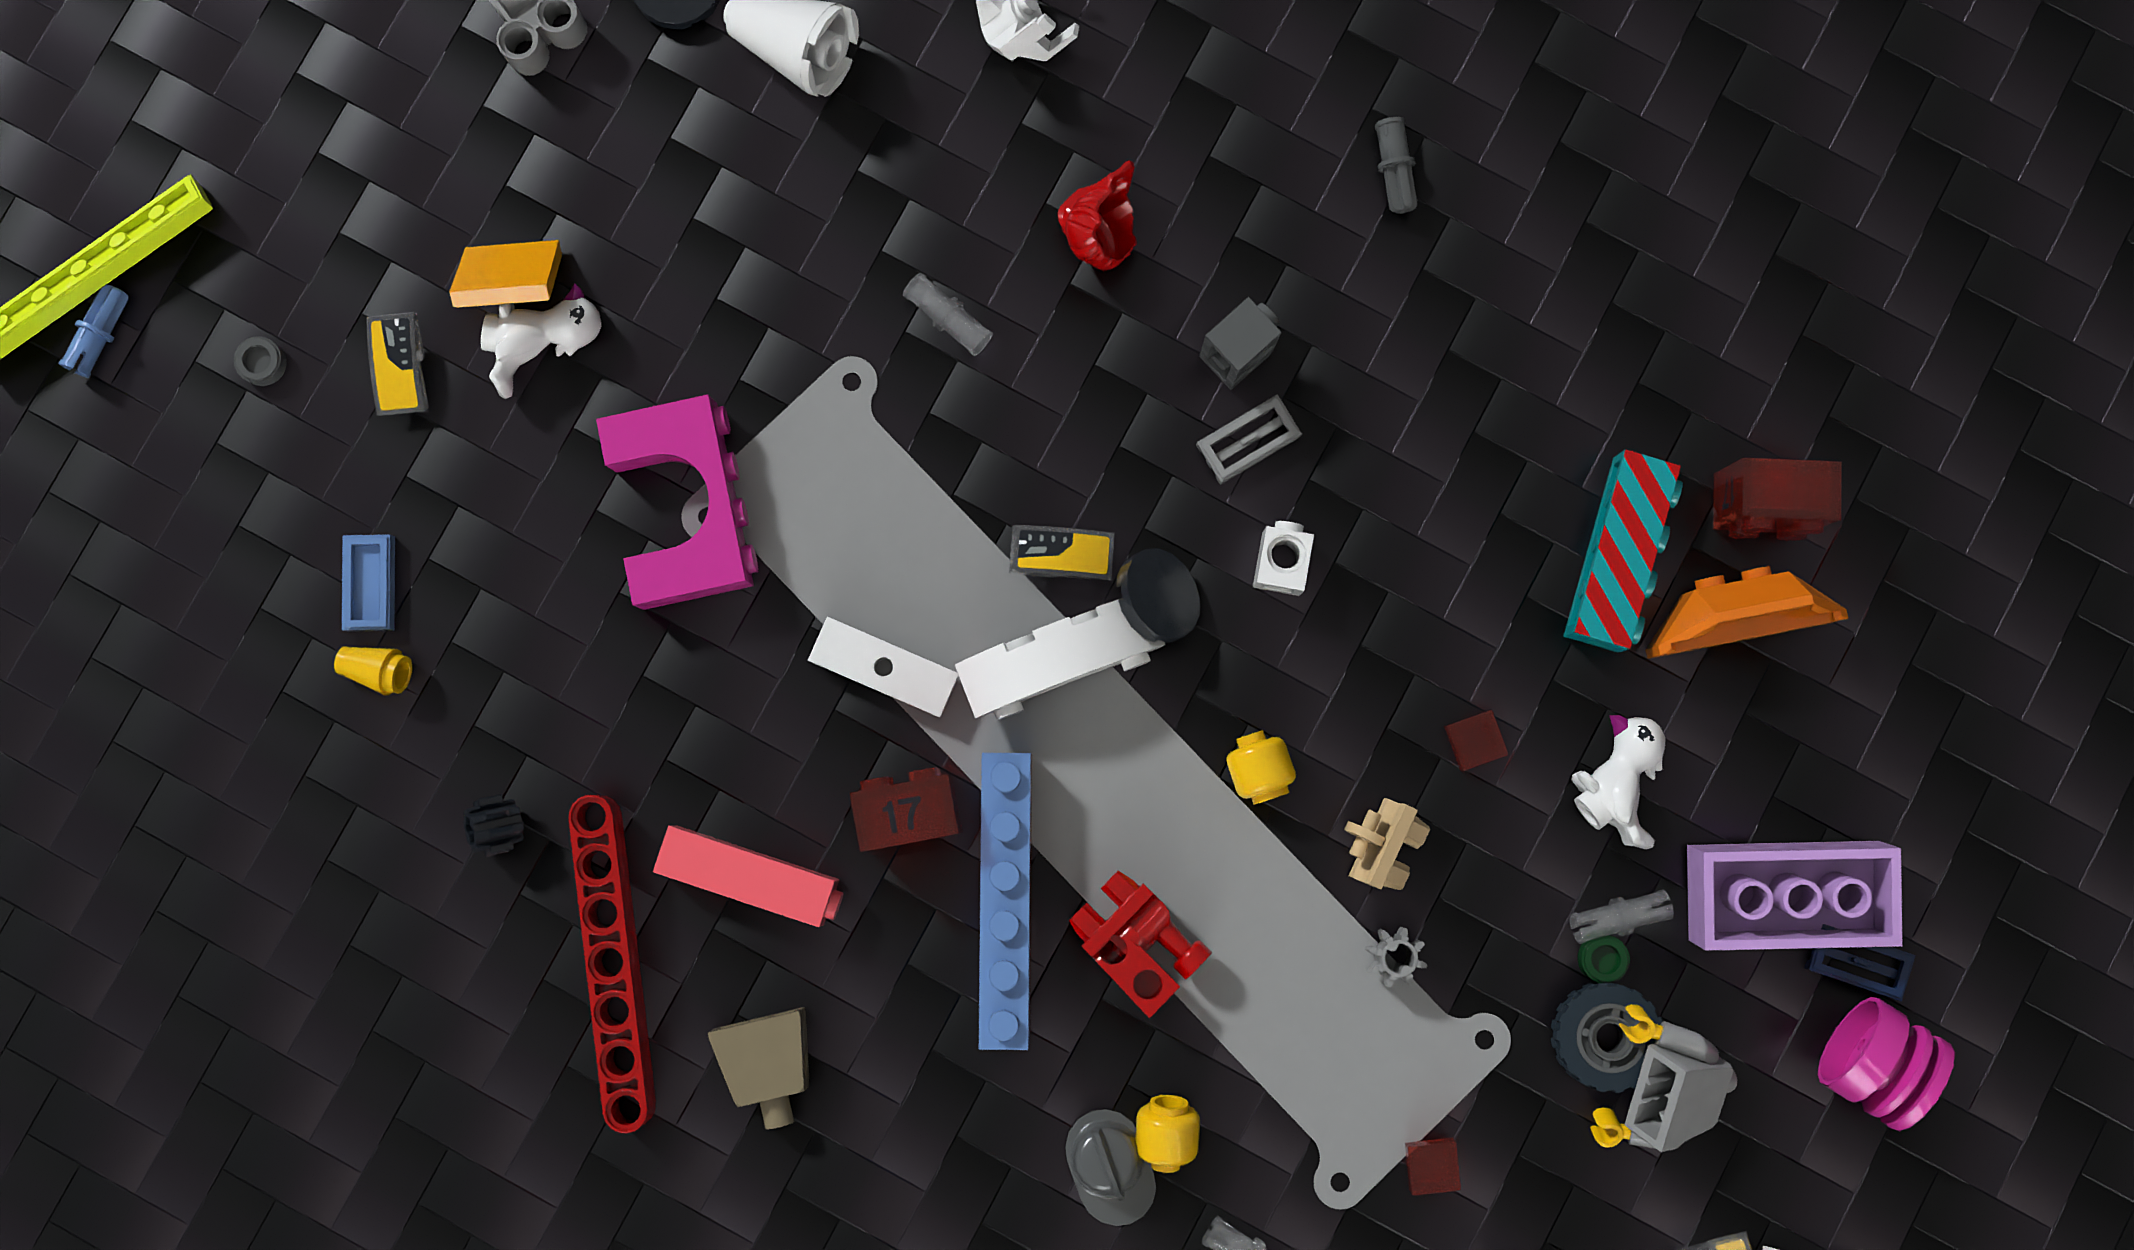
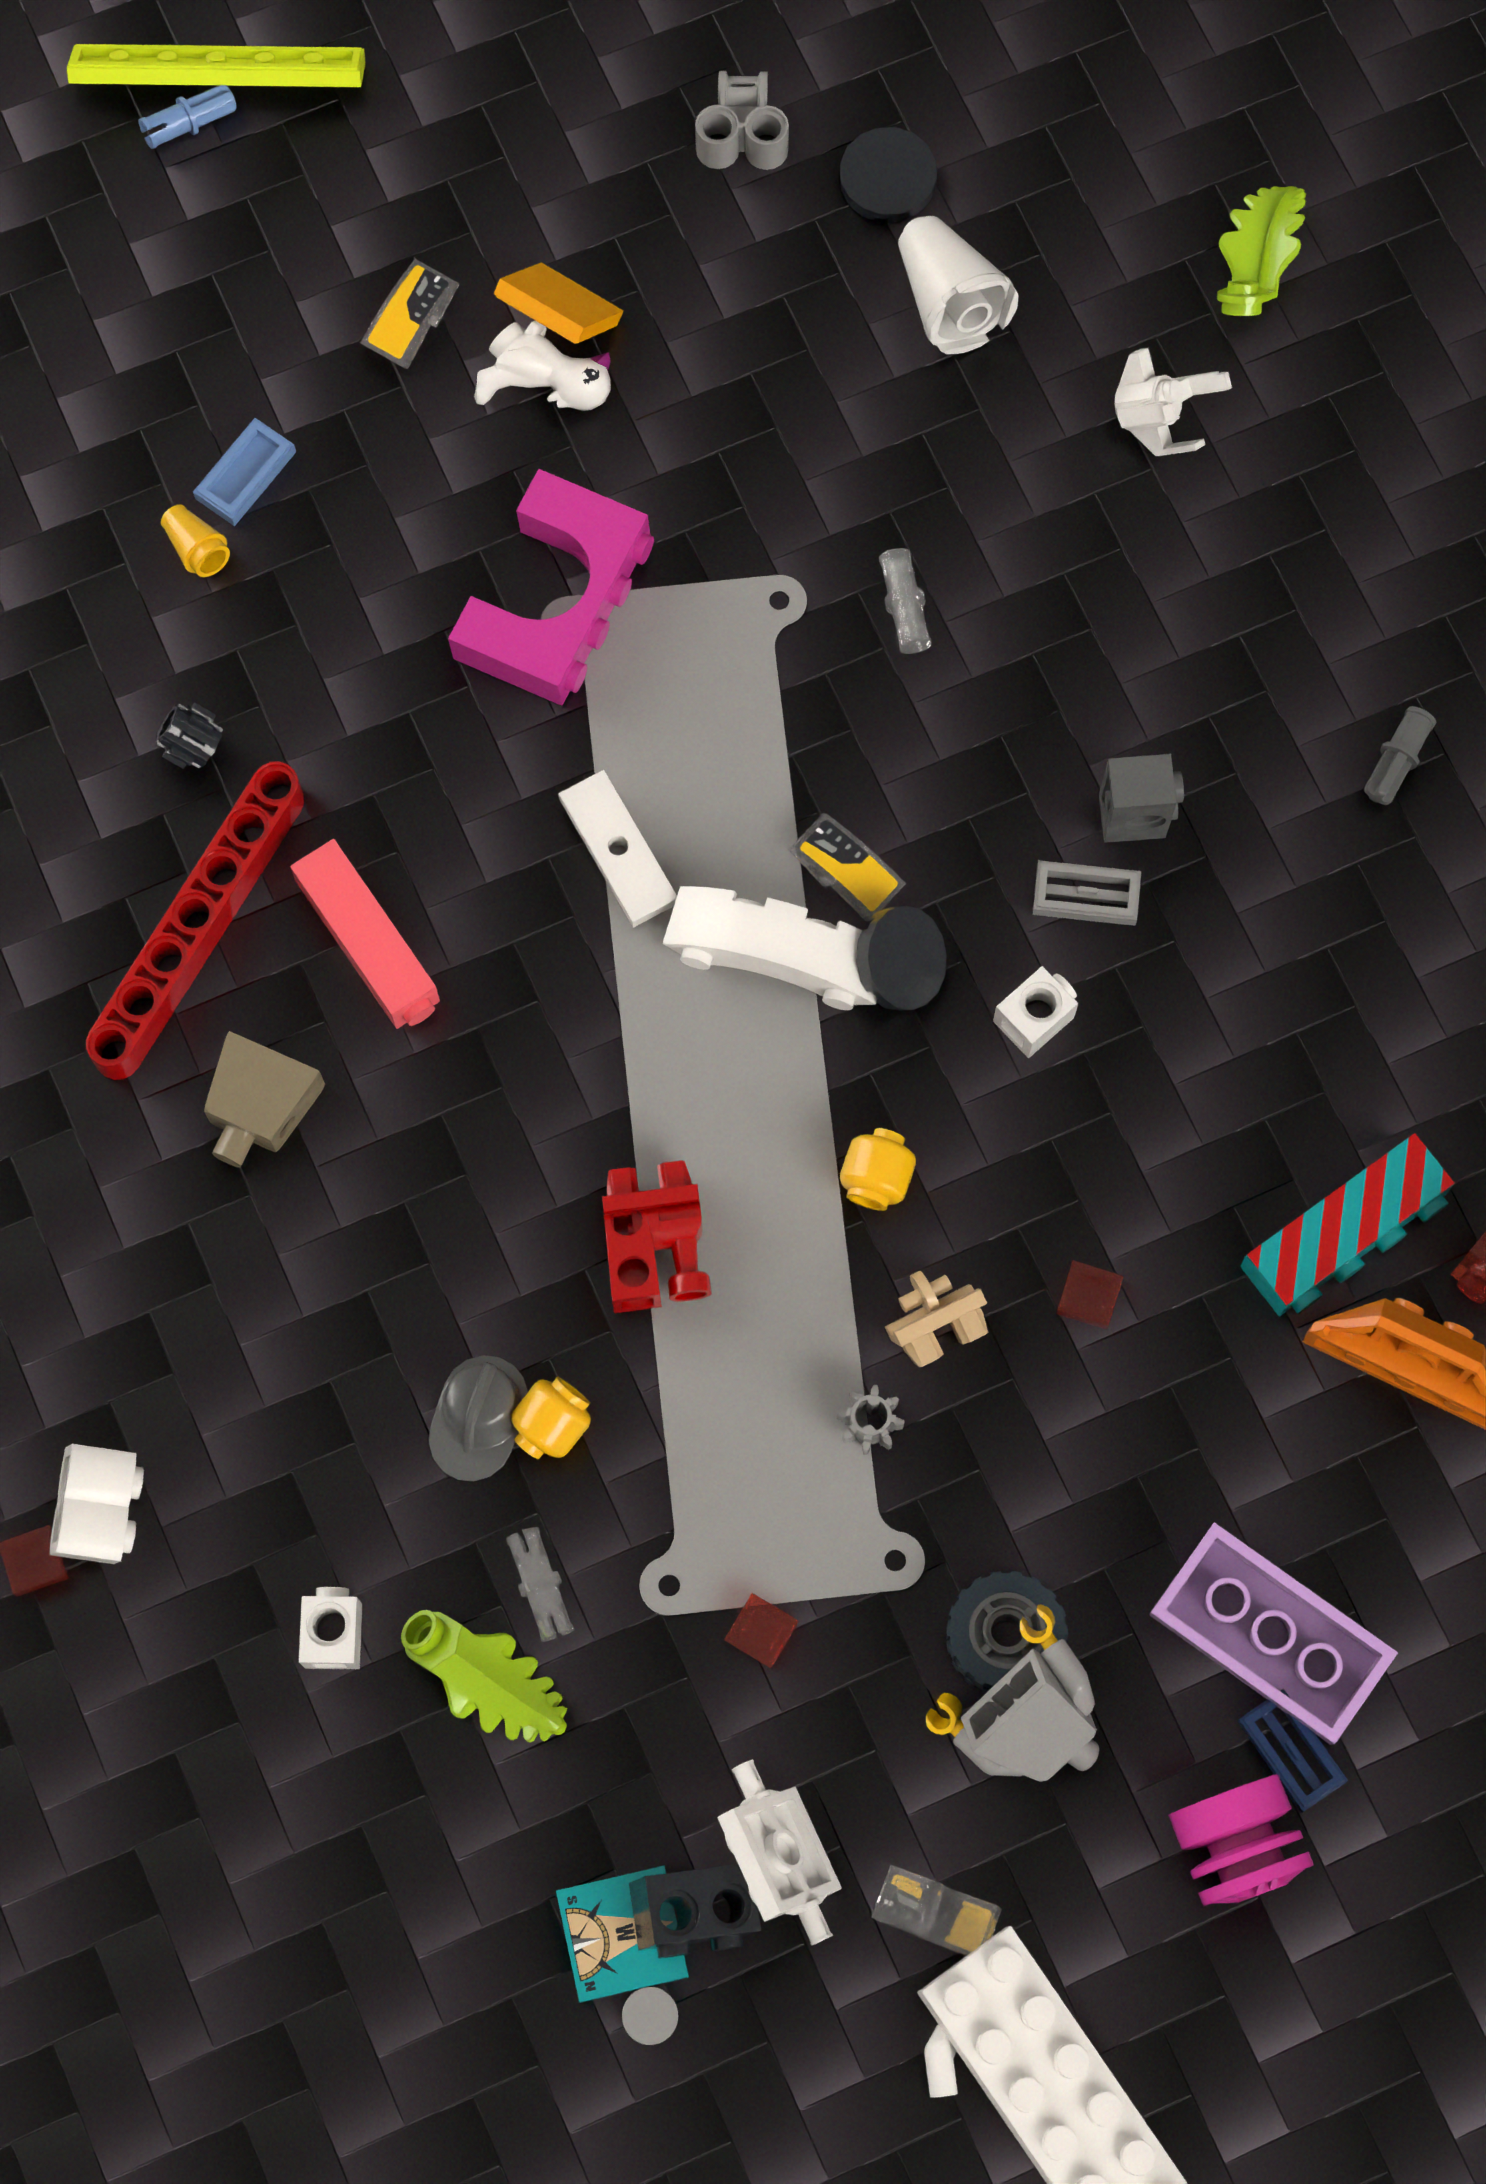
camera: 40 degrees right, 10 degrees down
(260, 361) = (300, 234): dark grey tile -> none
(906, 811) = (542, 974): clear red brick -> none
(1005, 901) = (568, 1115): medium blue brick -> none
(1101, 220) = (1099, 615): red hair -> none
(1604, 959) = (1058, 1567): dark green tile -> none
(1614, 787) = (1181, 1421): white animal -> none
(1621, 916) = (1101, 1541): clear pin -> none

